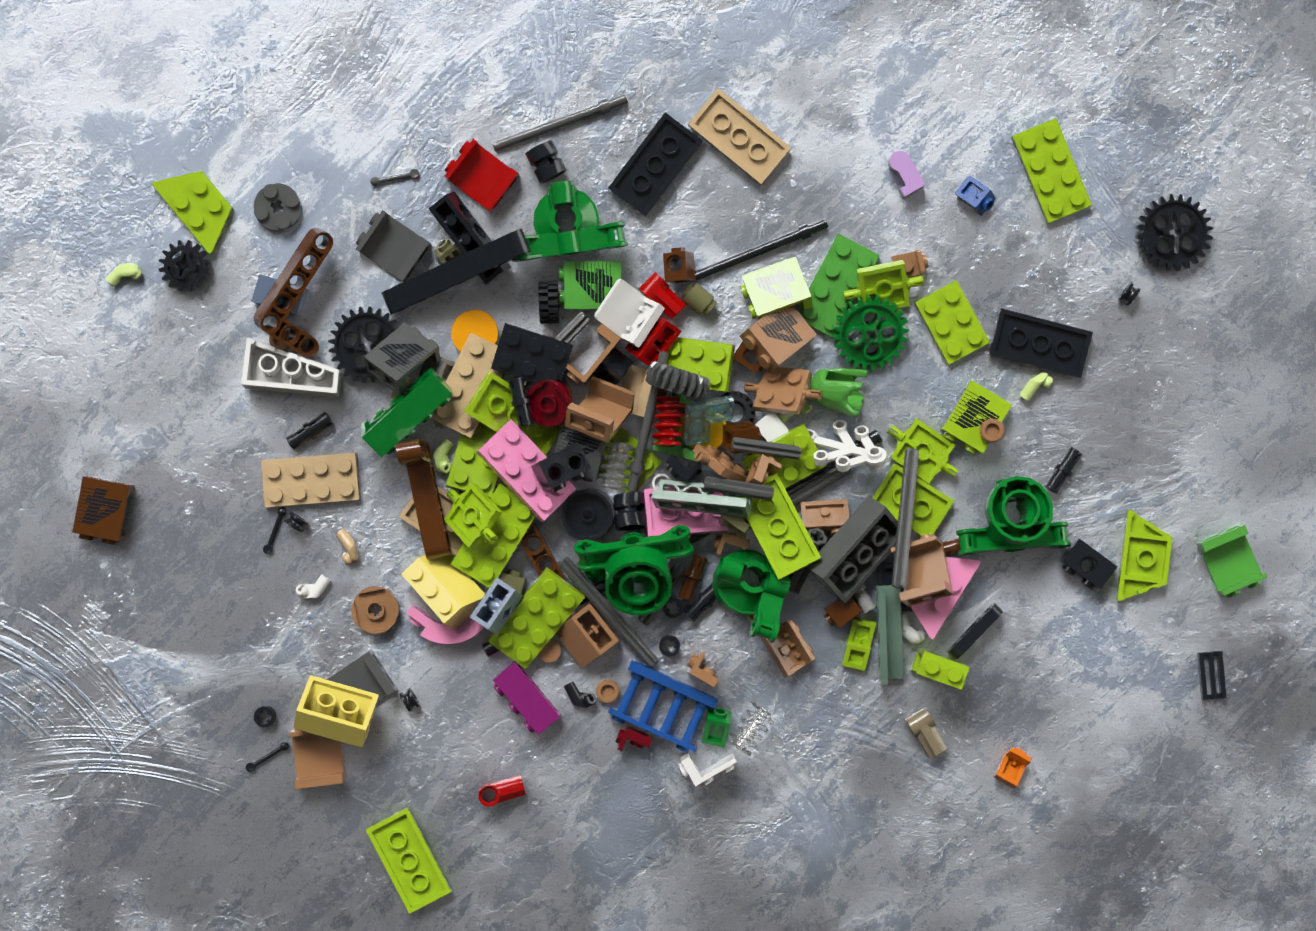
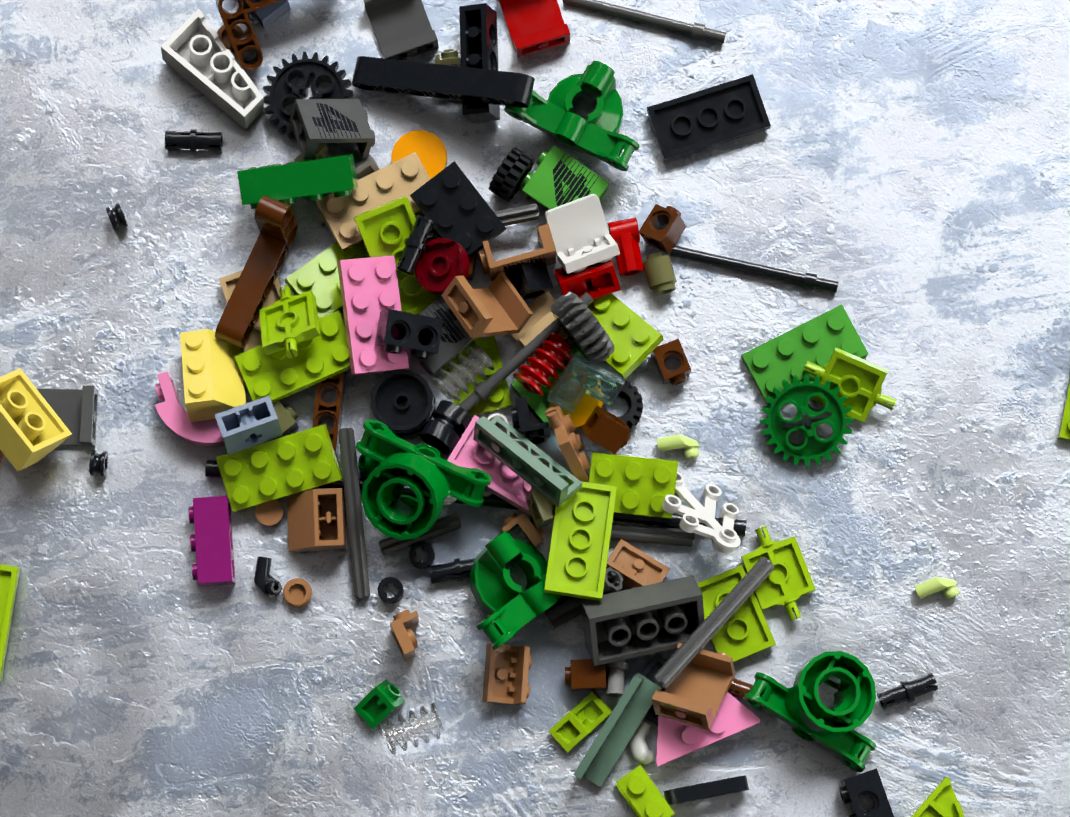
camera: 40 degrees right, 10 degrees down
(268, 548) = (71, 224): black hinge -> none
(310, 480) = (160, 187): tan plate -> none
(312, 591) = (83, 293): white arm -> none
(350, 546) = (150, 276): tan arm -> none
(367, 620) = (124, 338): medium nougat plate -> none
(441, 457) = (301, 251): yellowish green arm -> none
(504, 789) = (124, 616): red piece -> none
(541, 154) = (604, 37): black wheel -> none
(637, 737) = (293, 658): dark red bracket -> none
(681, 693) = (355, 620): blue fence -> none
(692, 577) = (461, 539): reddish brown axle -> none
(705, 777) = (322, 724): white bracket -> none
(739, 136) = (809, 146): tan plate -> none
(739, 488) = (568, 472): dark grey axle -> none
(762, 468) = (606, 470): medium nougat bracket -> none
(766, 448) = (623, 454): dark grey axle -> none
(771, 427) = (643, 442): white brick -> none
(775, 288) = (742, 311): panel -> none
(777, 337) = (712, 357): medium nougat panel -> none
(783, 391) = (680, 415): medium nougat plate -> none
(839, 389) = (735, 453): bright green hair -> none
(907, 173) = (950, 280): lavender leg -> none
(914, 262) = (897, 383): medium nougat bracket -> none
(952, 322) = (895, 468): lime plate -> none
(970, 412) = (854, 576): lime panel -> none
(976, 195) = (1004, 361): bracket -> none
(991, 430) = (861, 597): medium nougat tile -> none
(1040, 343) = (970, 549): black plate -> none

